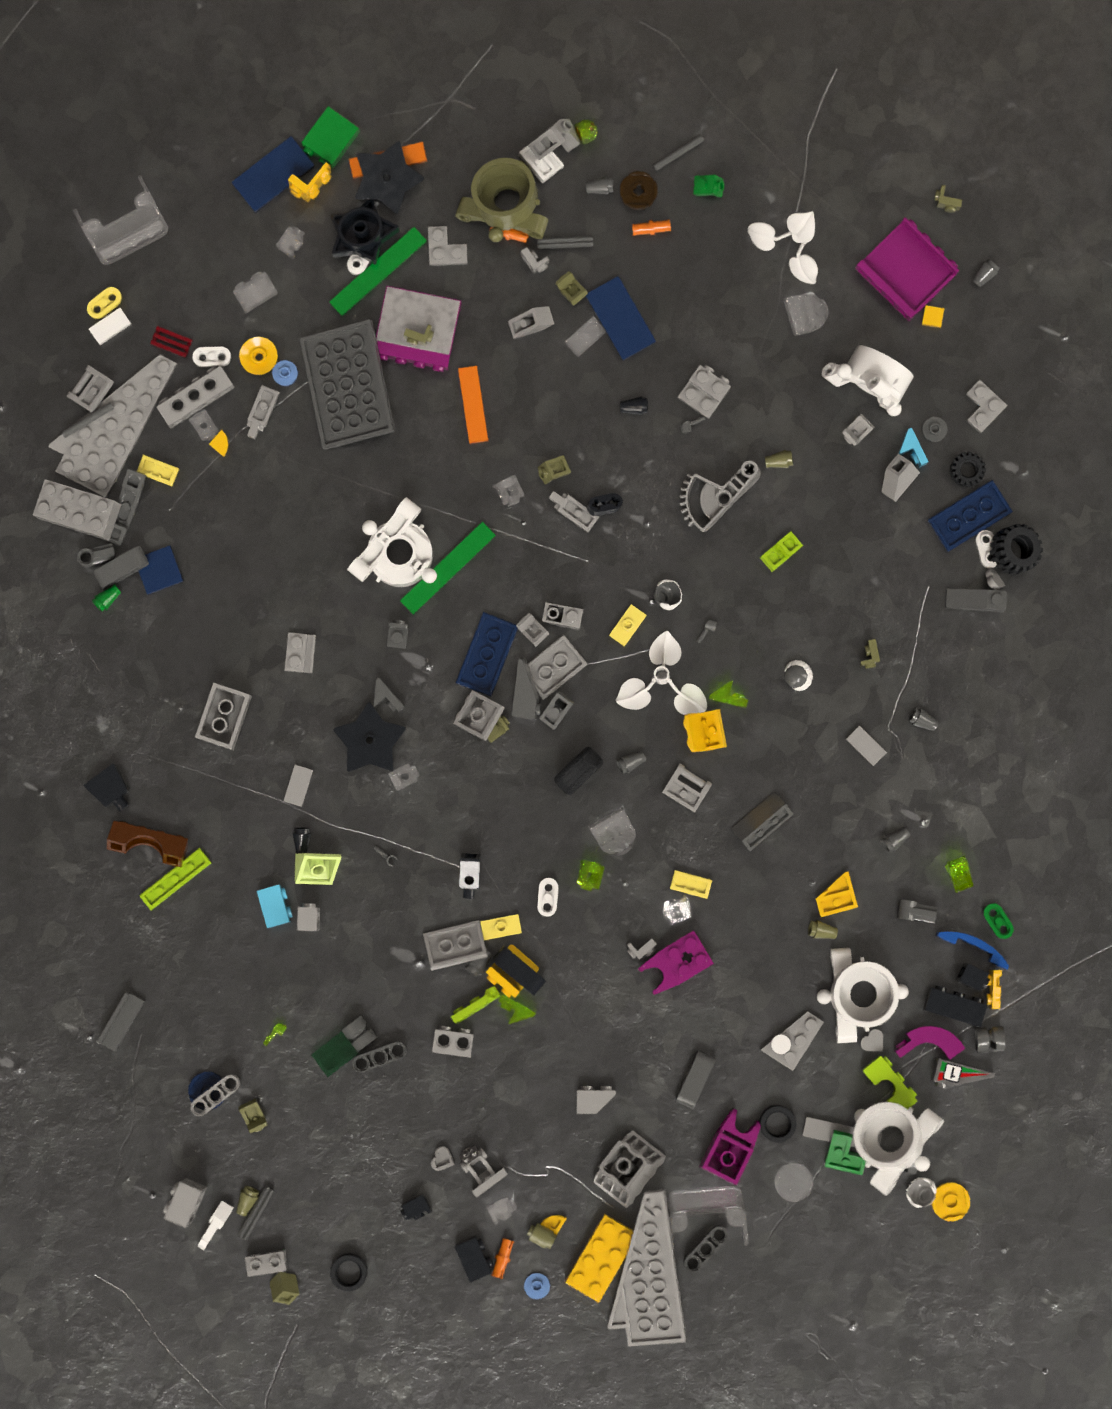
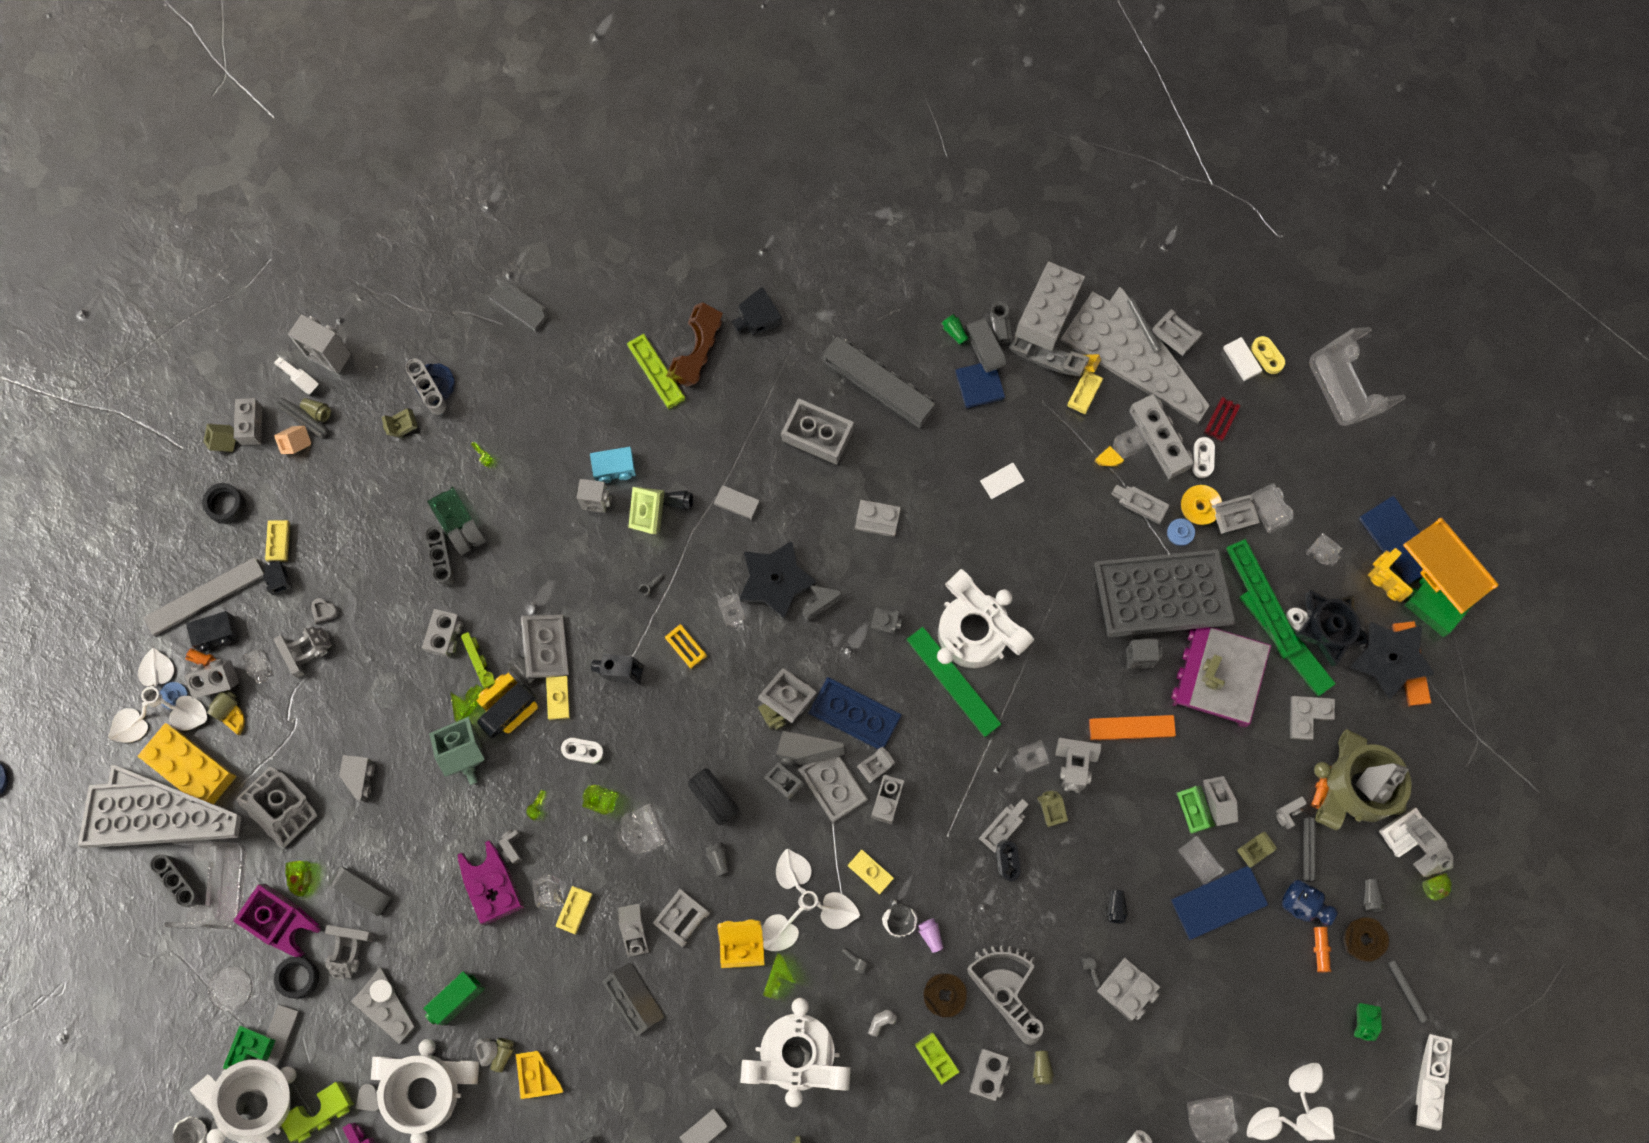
camera: 100 degrees right, 10 degrees down
(125, 464) = (1093, 362): none -> yellow tile
(167, 665) = (878, 381): none -> dark grey brick
(251, 541) = (1002, 480): none -> white sticker
(264, 324) = (1235, 514): none -> light grey plate
(279, 1217) = (292, 439): none -> light nougat panel
(295, 129) = (1450, 565): none -> light orange container
(342, 294) = (1264, 599): none -> green tile
(380, 1213) = (277, 541): none -> light yellow plate
(406, 398) = (1143, 653): none -> dark grey brick
(429, 828) = (697, 660): none -> yellow tile
(440, 1274) = (204, 596): none -> light grey tile
(503, 184) = (1381, 781): none -> light grey slope
(523, 1246) = (212, 681): none -> light grey brick
(525, 453) = (1073, 776): none -> light grey tile
(540, 343) = (1195, 809): none -> bright green slope
(552, 1269) = (186, 714): none -> white plant
(559, 1008) = (457, 749): none -> sand green piece
(607, 934) = (532, 811): none -> clear neon green hand
(613, 242) = (1308, 903): none -> dark blue piece
(676, 566) = (931, 934): none -> lavender cone
(690, 1137) = (298, 877): none -> clear neon green rock
(702, 829) = (633, 930): none -> light grey slope
(727, 560) = (957, 997): none -> dark brown plate
(752, 130) = (1432, 1082): none -> white slope
(754, 603) = (881, 1019): none -> light grey arm
(765, 1083) = (346, 937): none -> light grey tile
(781, 977) = (453, 999): none -> green brick
(790, 511) = (984, 1073): none -> light grey brick
(809, 688) = (773, 1068): none -> white piece
(821, 944) = (486, 1051): none -> light grey tile

